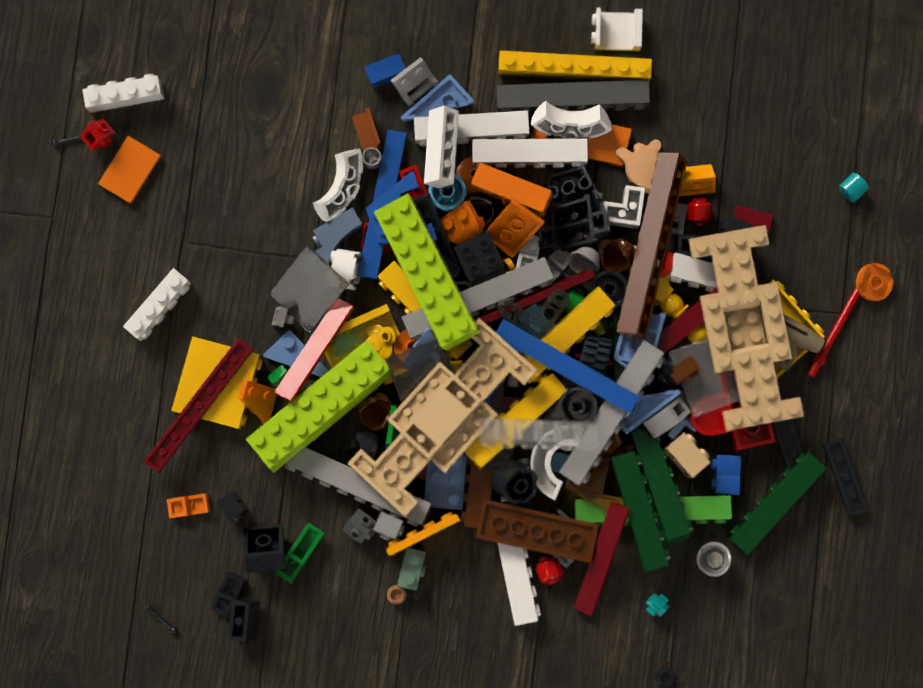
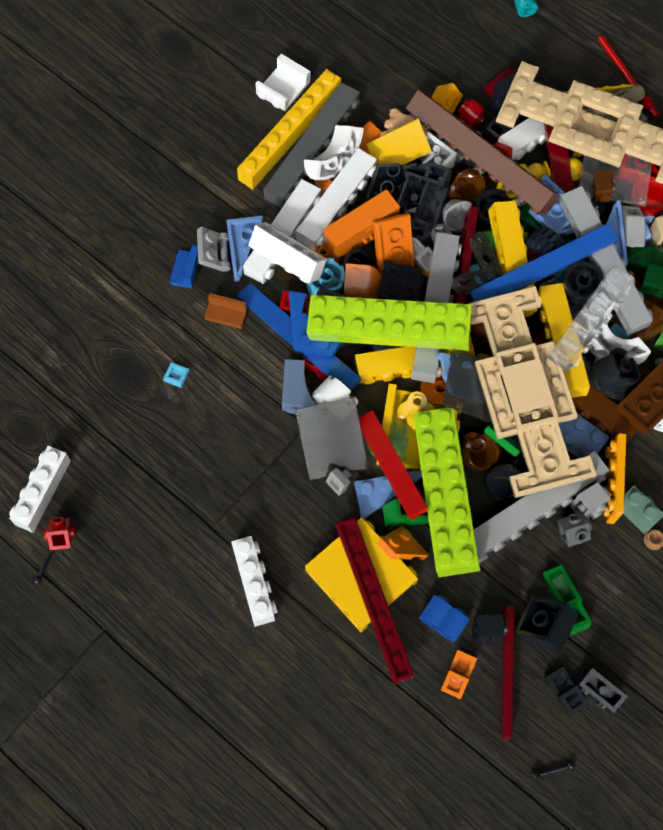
camera: 60 degrees left, 15 degrees down
(129, 169) = (111, 529): orange tile -> none
(211, 541) = (507, 676): none -> dark red tile
(223, 468) = (444, 618): none -> blue brick
(287, 129) = (176, 374): none -> medium azure tile
(345, 186) = (259, 358): white brick -> none
(369, 155) = (254, 317): light grey wheel -> none
(615, 172) = (400, 145): none -> yellow piece
(874, 282) = (609, 32): orange tile -> none

